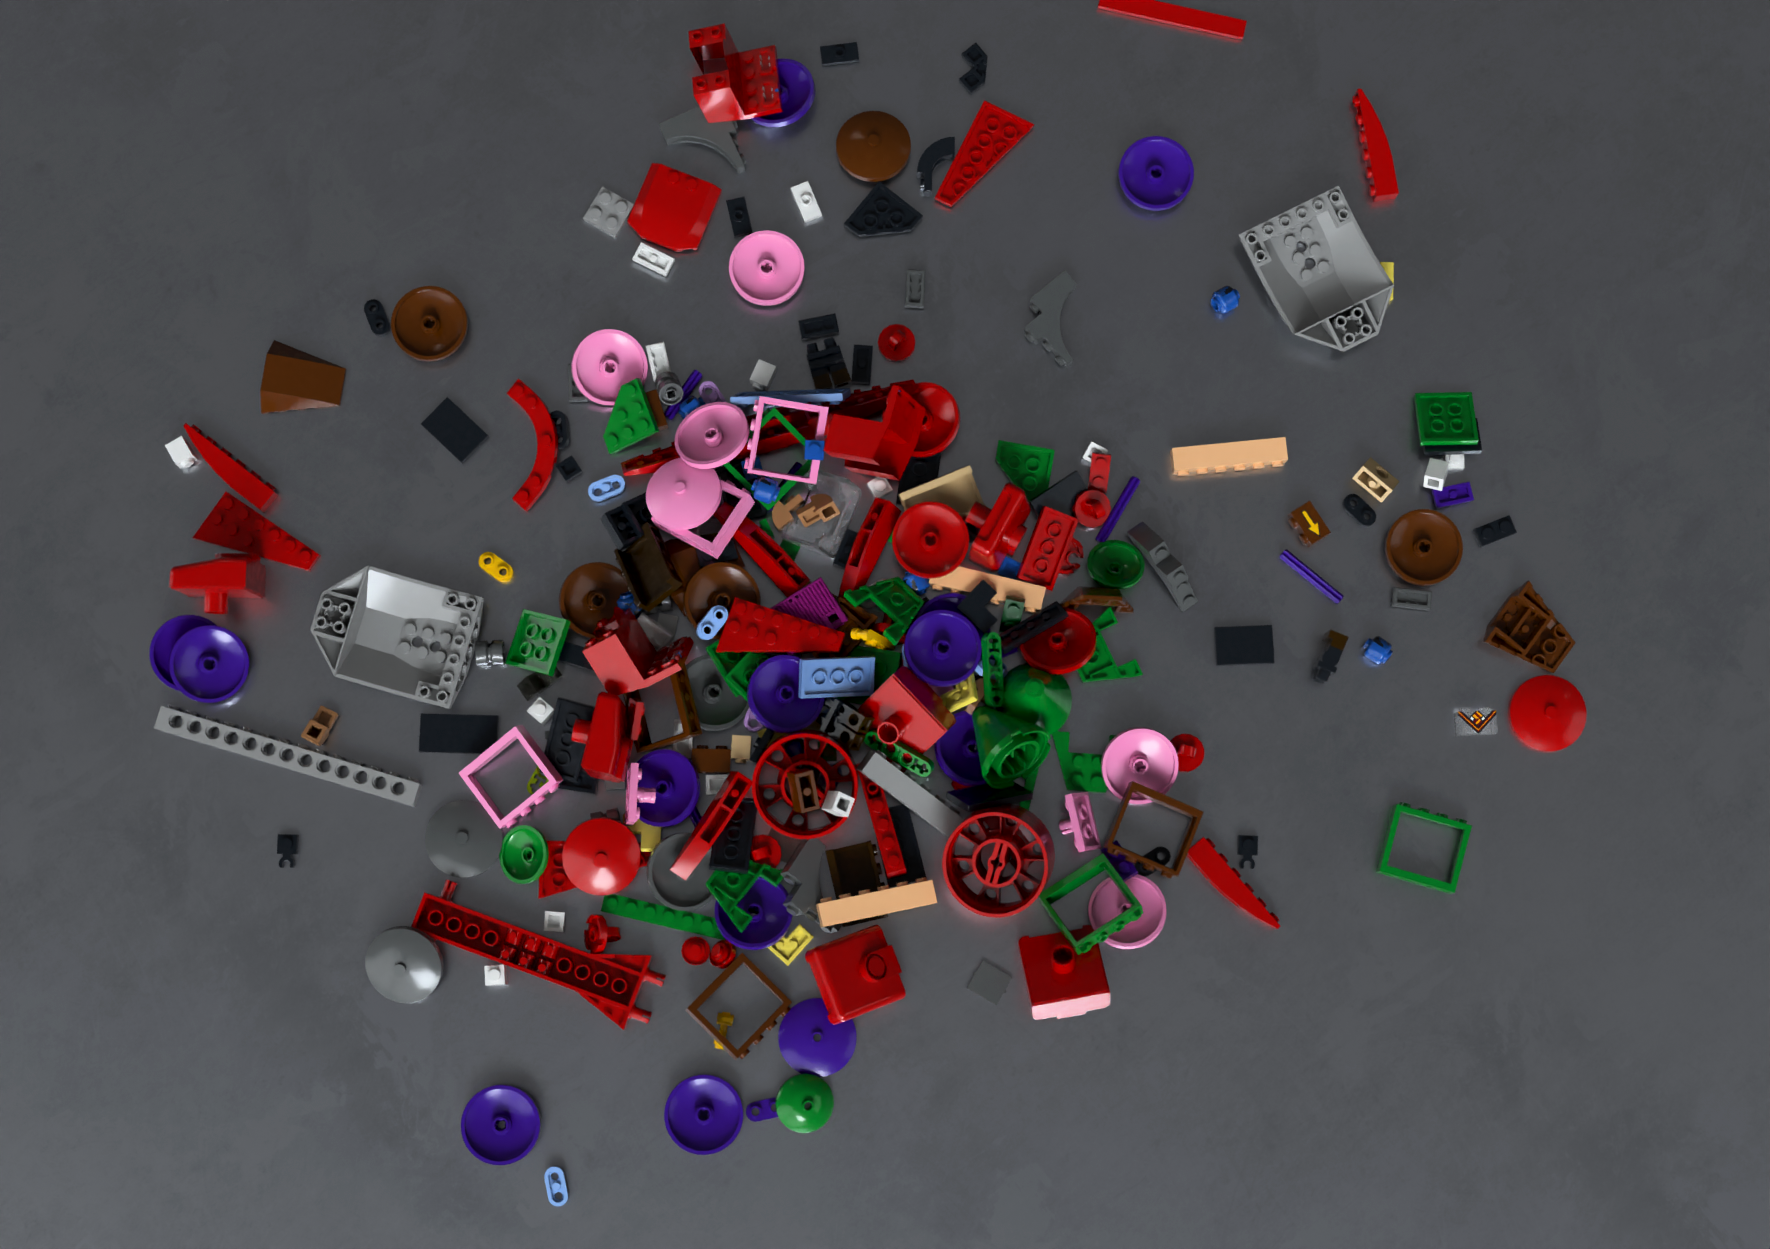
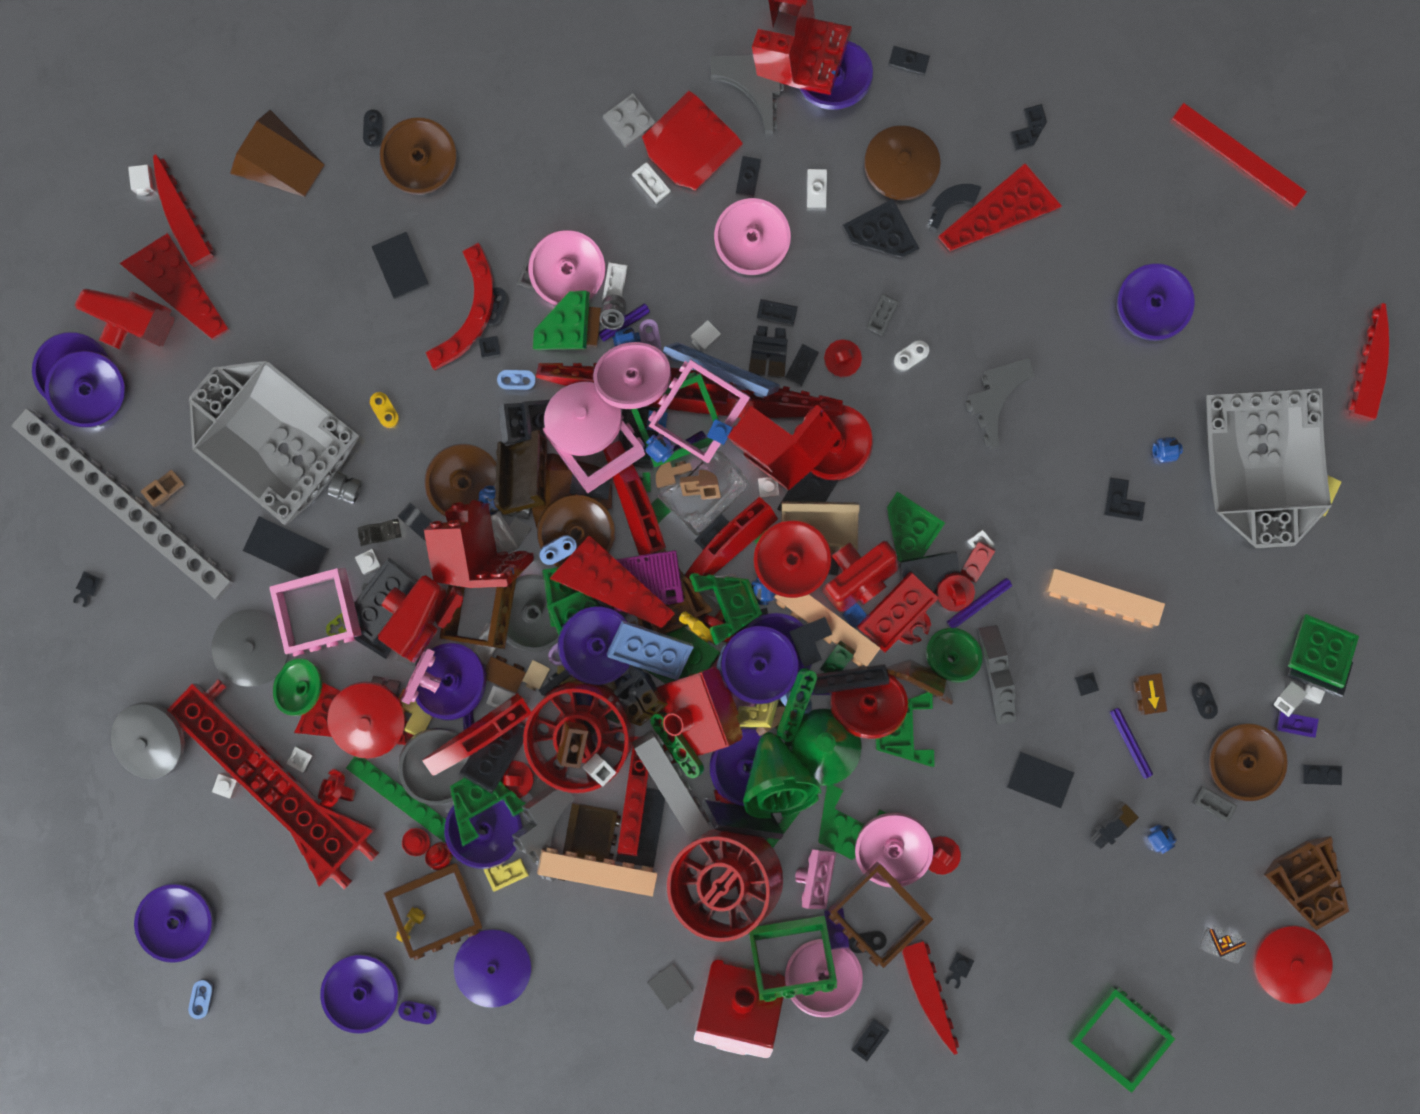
camera: 25 degrees right, 5 degrees up
(538, 642) = (392, 497): green plate -> none
(793, 1097) = (454, 1011): green dish -> none
(856, 974) = (550, 929): red piece -> none
(958, 313) = (911, 355): none -> white plate
(1195, 950) = (870, 1039): none -> black plate
(1205, 369) = (1117, 503): none -> black tile
(1247, 541) = (1086, 684): none -> black plate
(1375, 479) = (1231, 680): tan brick -> none

